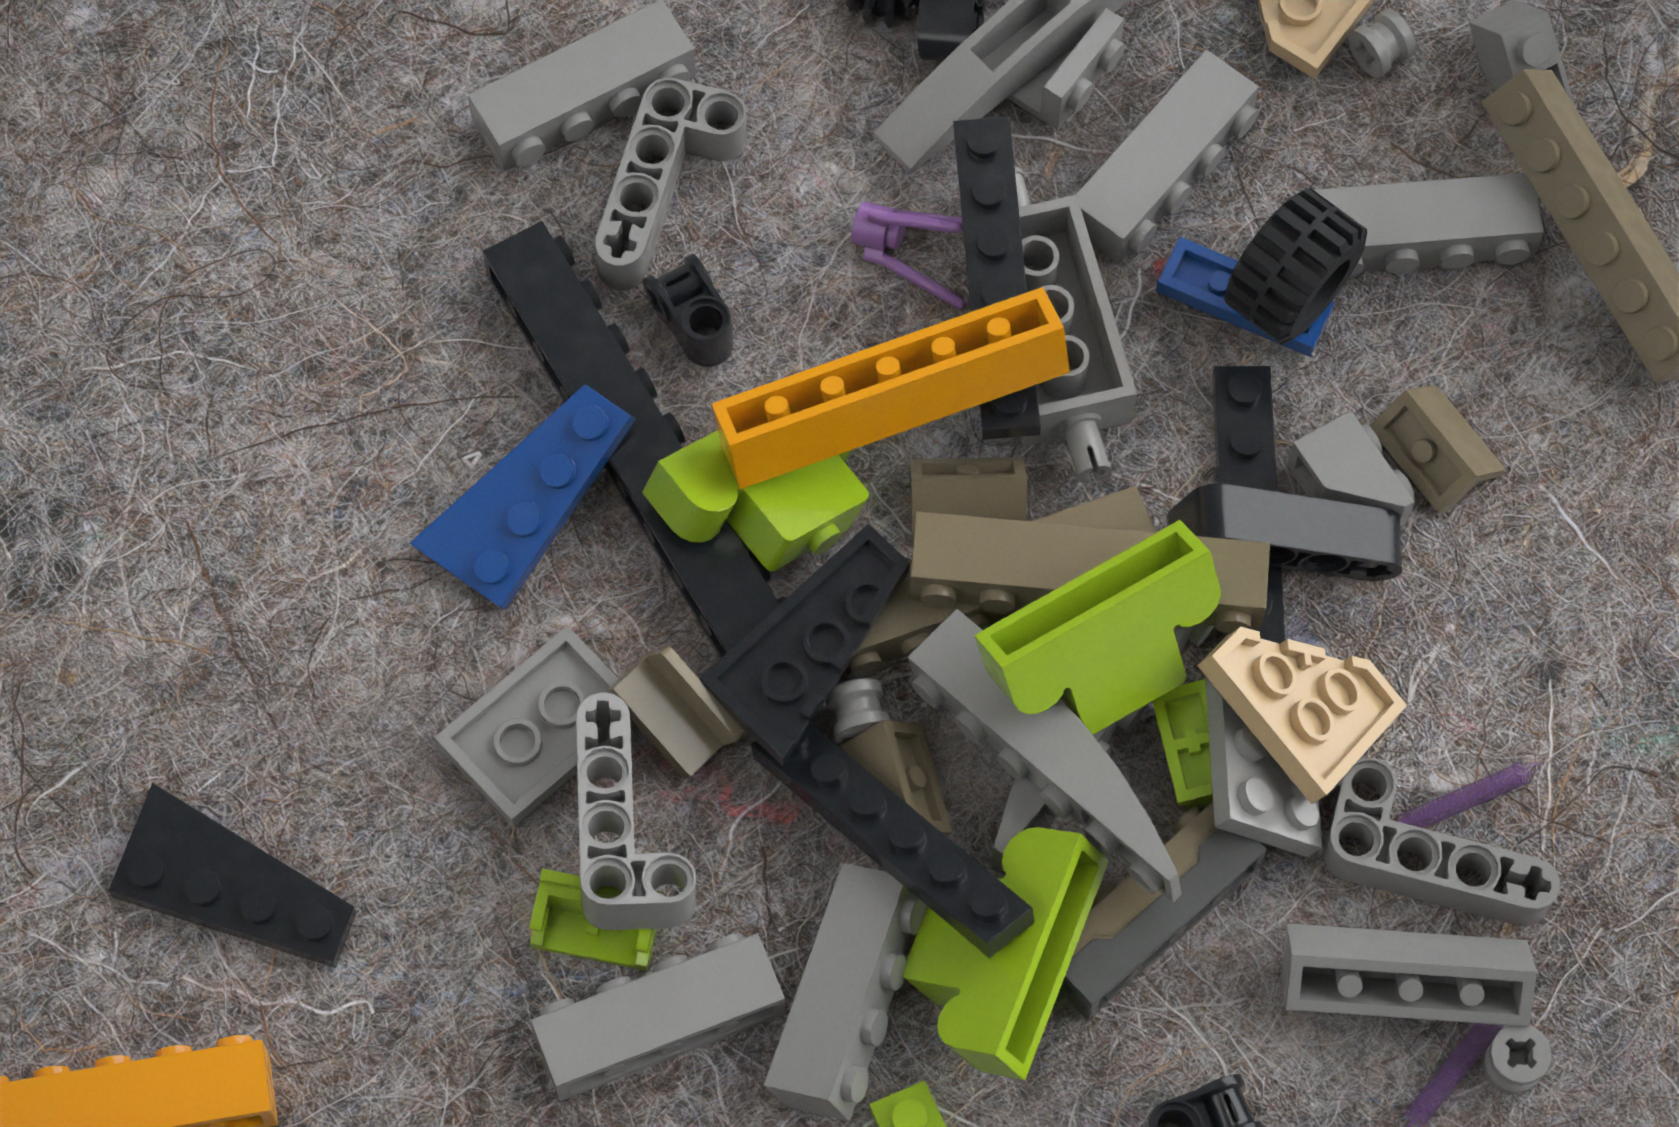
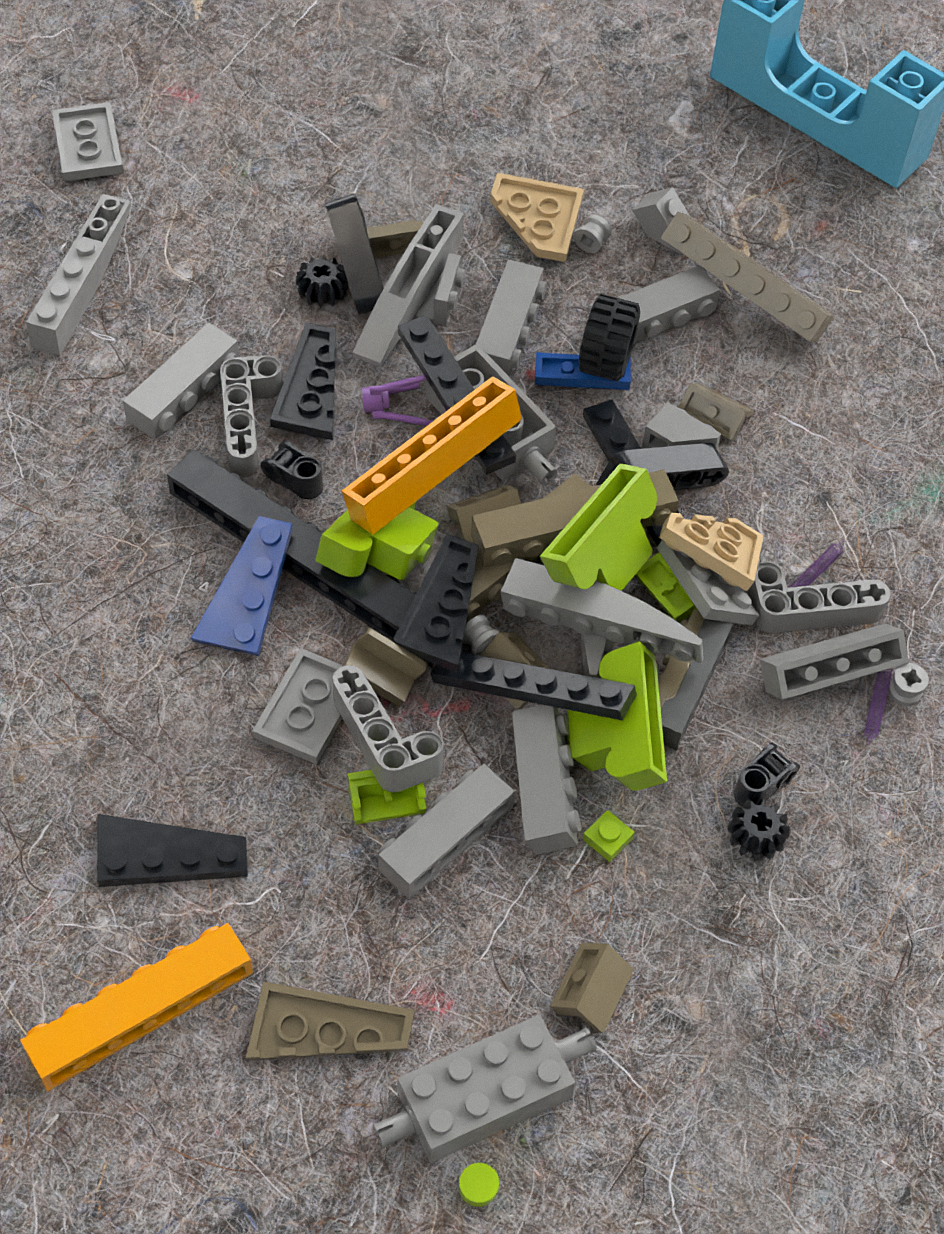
camera: 25 degrees left, 10 degrees down
(780, 168) = (308, 389): none -> black wing

